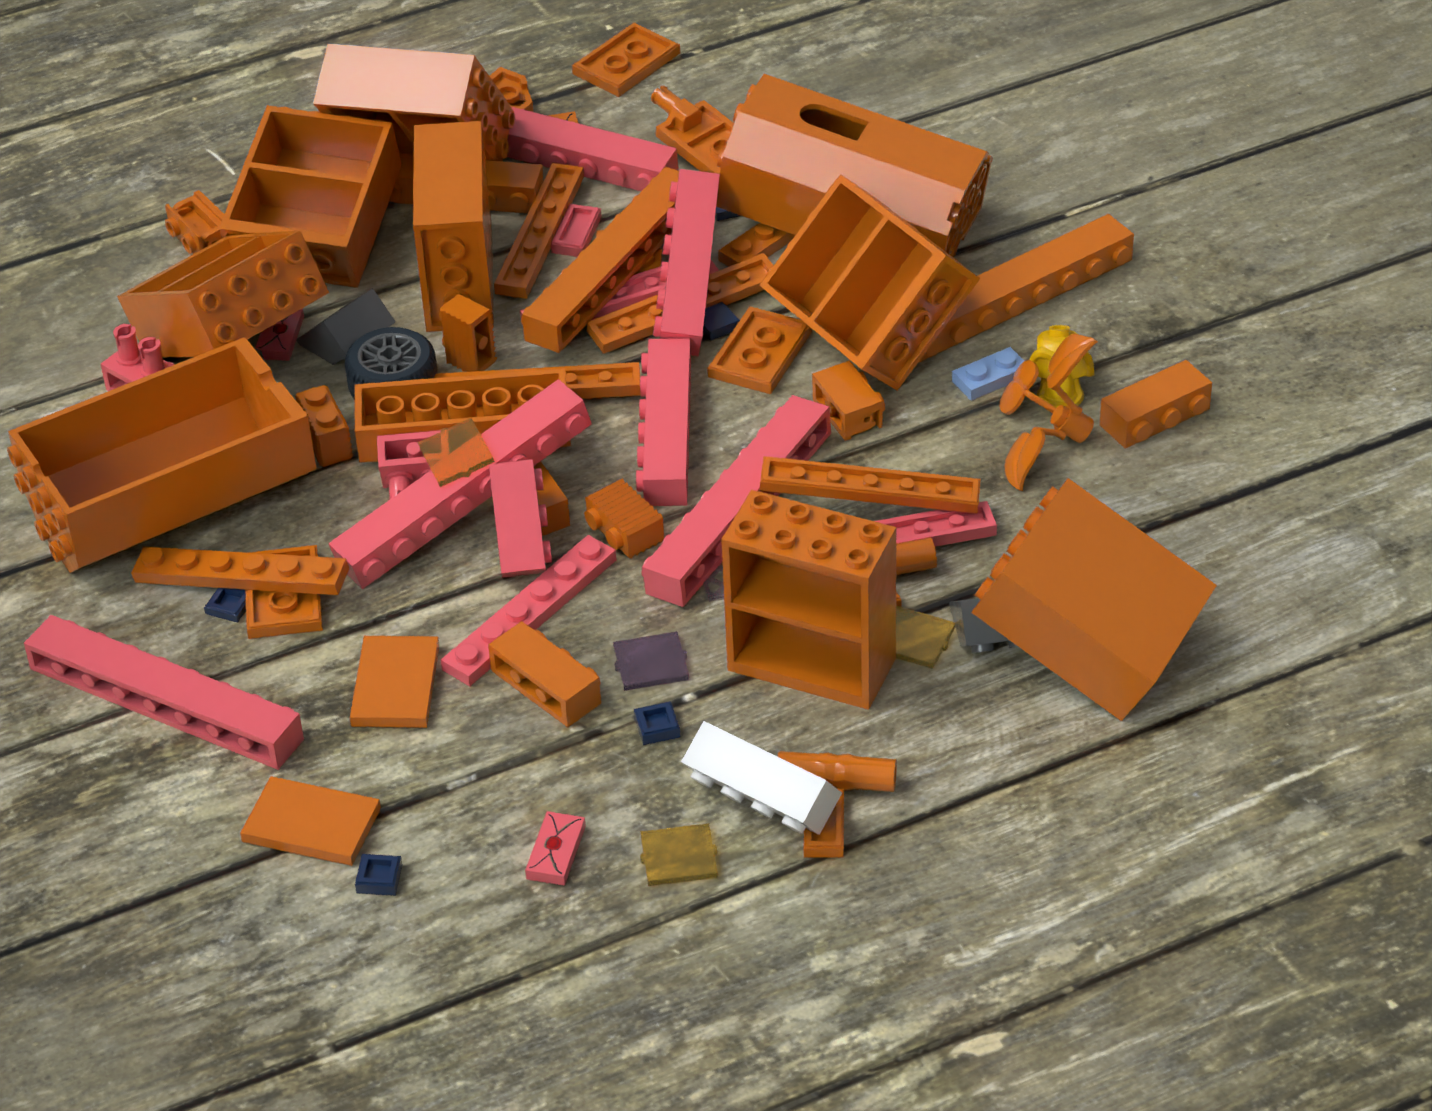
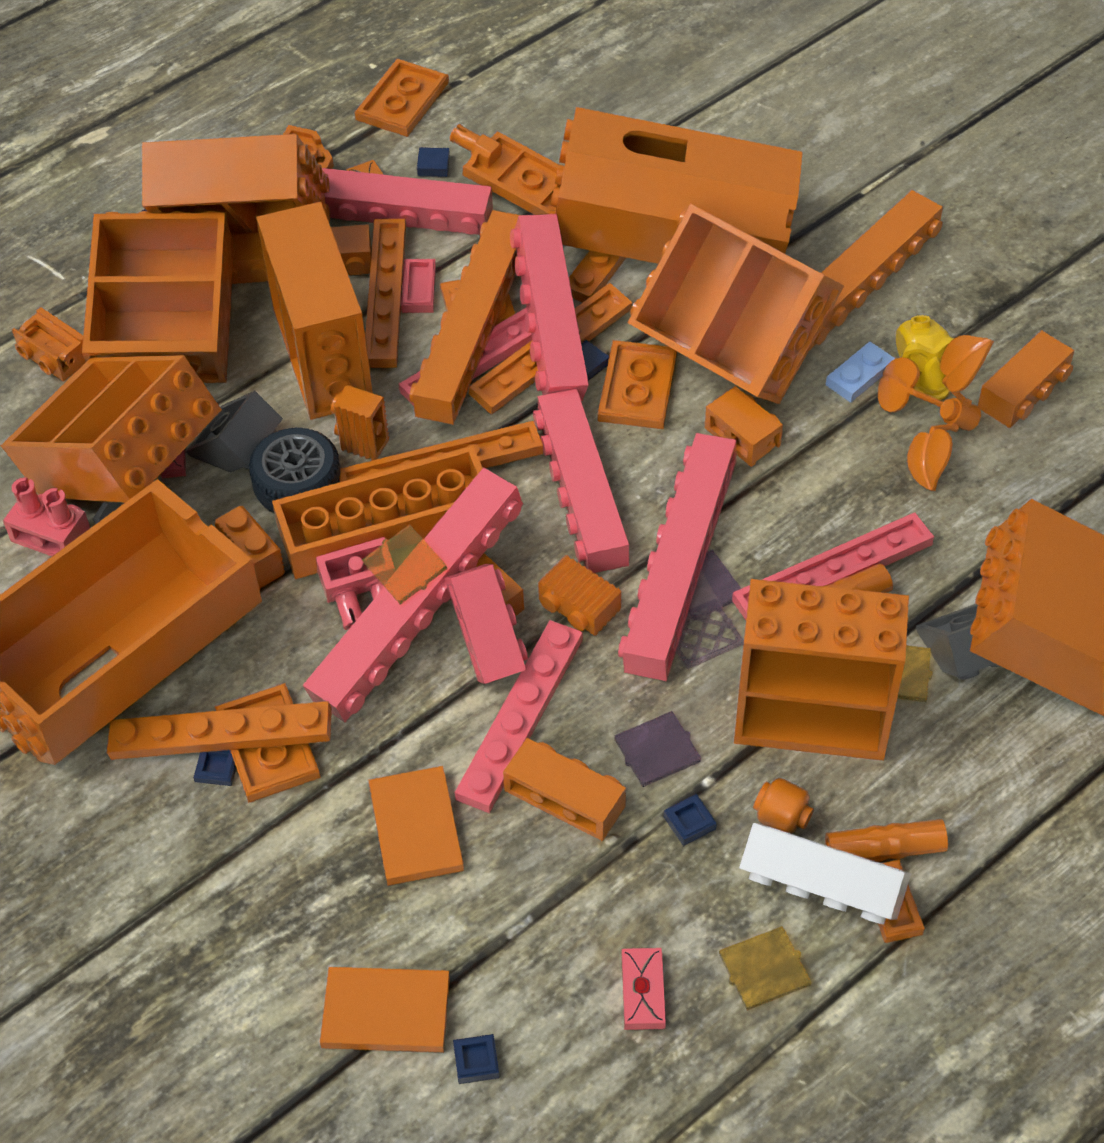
camera: 15 degrees left, 10 degrees up
(165, 691) = (186, 888): coral brick -> none
(634, 122) = (433, 162): none -> dark blue tile
(748, 720) = (783, 806): none -> orange head
(870, 484) = (805, 518): orange tile -> none

